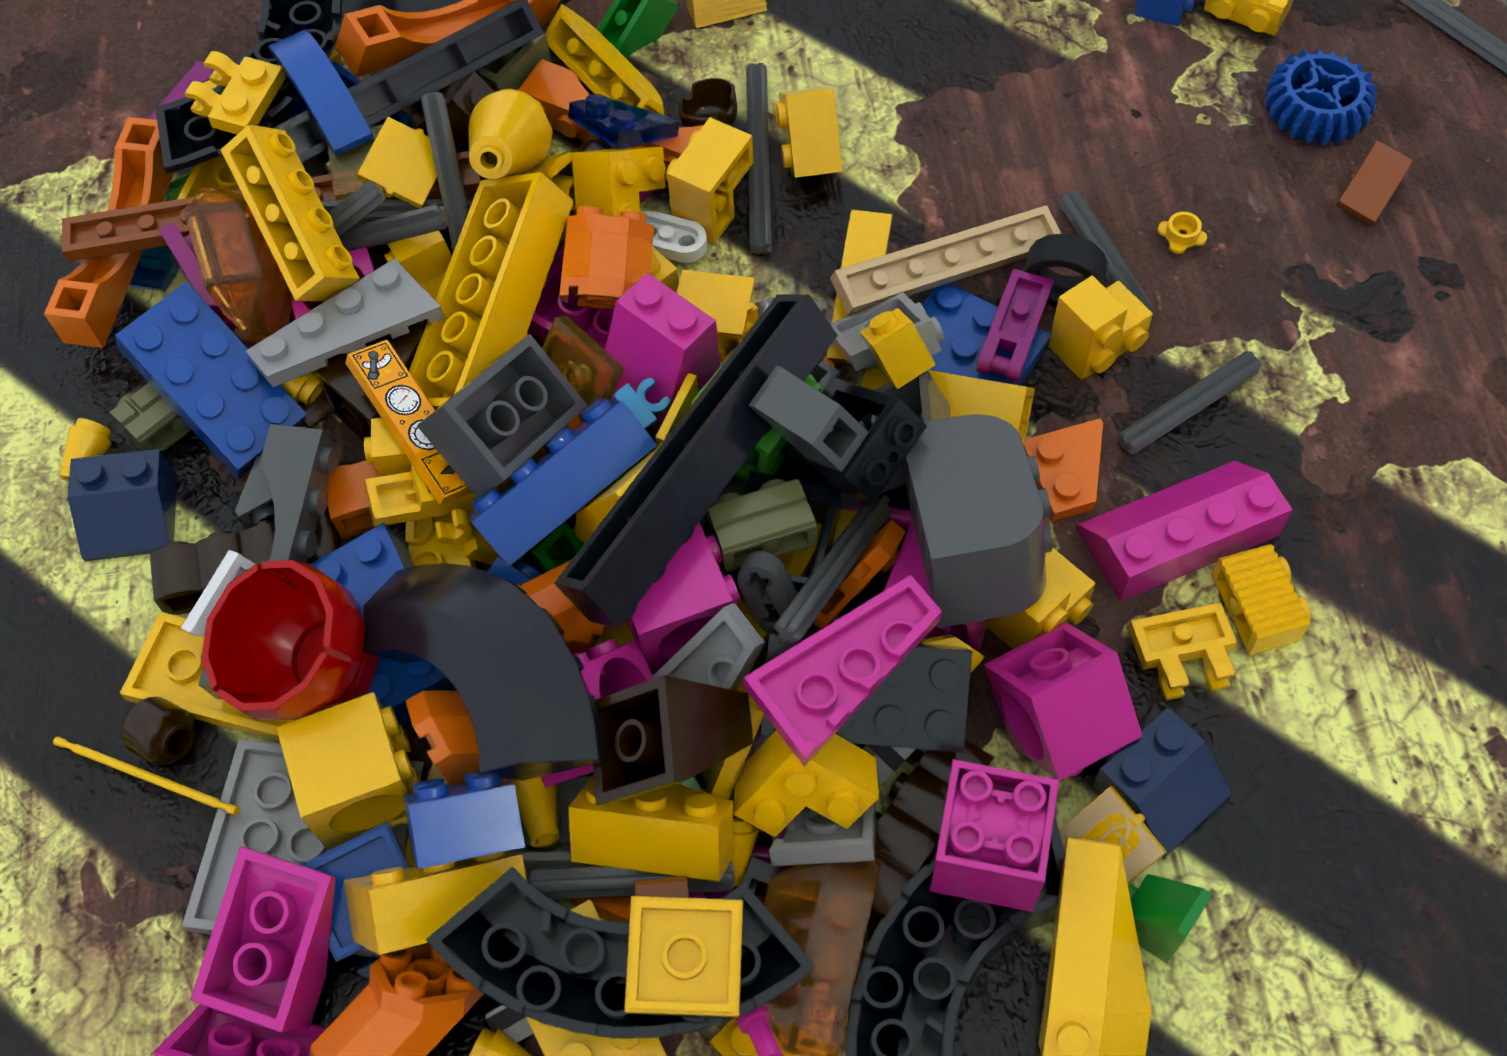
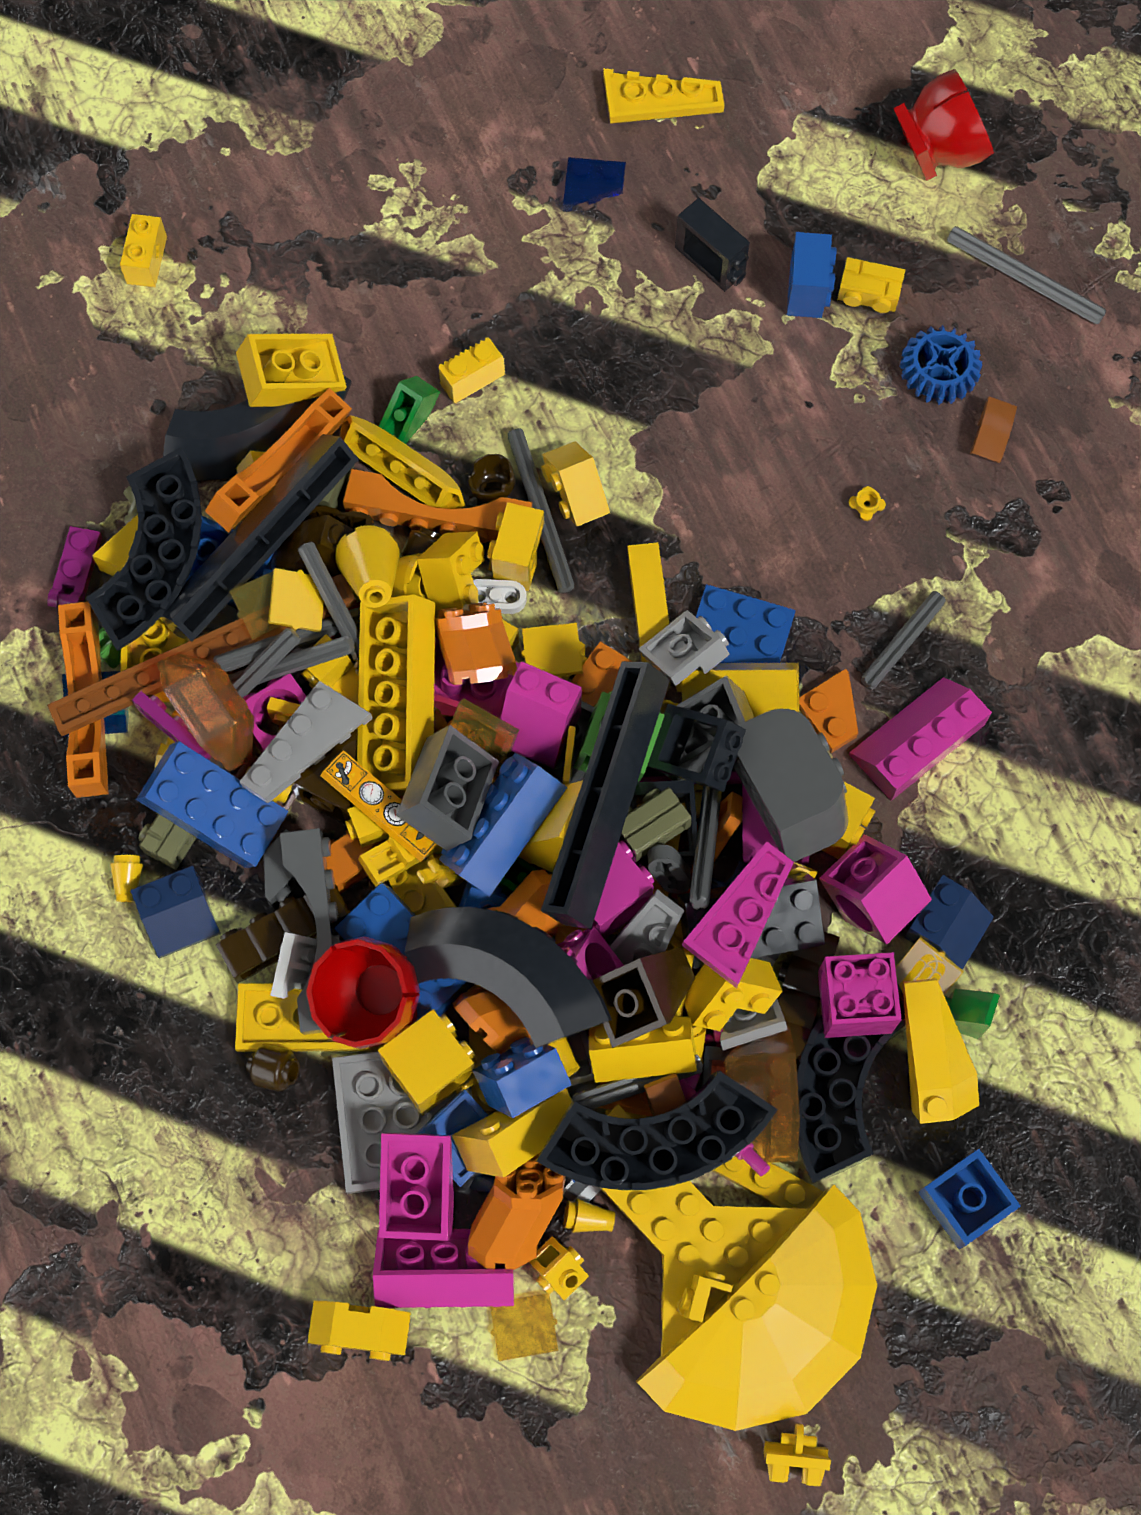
camera: 20 degrees left, 10 degrees up
(147, 776) = (277, 1100): yellow piece -> none
(246, 96) = (156, 576): yellow plate -> none
(289, 213) = (238, 670): yellow brick -> none
(322, 91) = (212, 554): blue slope -> none
(621, 123) = (437, 517): clear blue wing -> none
(640, 407) = (541, 758): dark azure tile -> none
(684, 956) = (699, 1127): yellow plate -> none
(809, 420) = (671, 751): dark grey slope -> none
(897, 347) = (703, 666): yellow brick -> none
(942, 260) = (709, 572): tan plate -> none
(1015, 324) = (771, 613): magenta plate -> none
(1066, 252) = (794, 561): black tyre -> none
(1089, 228) = (817, 534): dark grey axle -> none
(1097, 326) = (828, 599): yellow brick -> none
(1181, 637) = (938, 818): yellow plate -> none
(1261, 599) = (984, 777): yellow brick -> none

